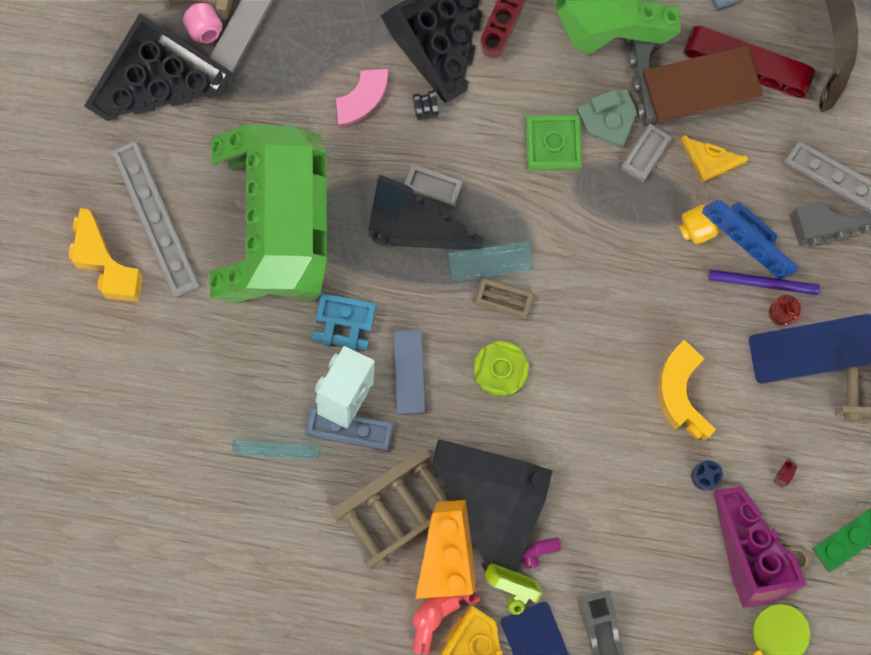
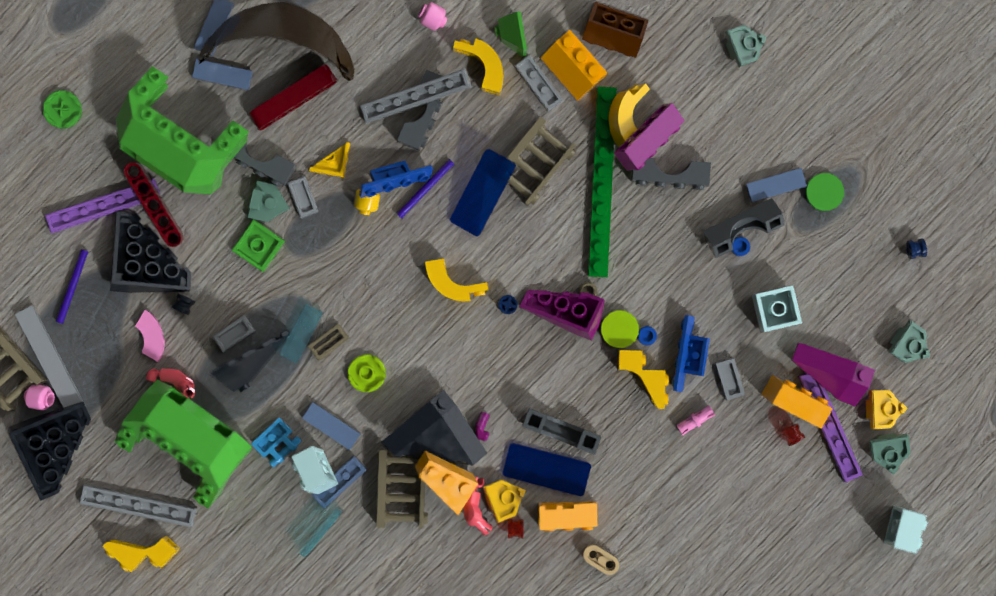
camera: 50 degrees left, 10 degrees up
(335, 154) = (176, 377): none -> coral arm
(519, 585) = (490, 453): lime piece -> none
(702, 84) = (287, 138): reddish brown tile -> none
(780, 315) = (451, 193): clear red wheel -> none
(785, 473) = (538, 259): dark red tile -> none

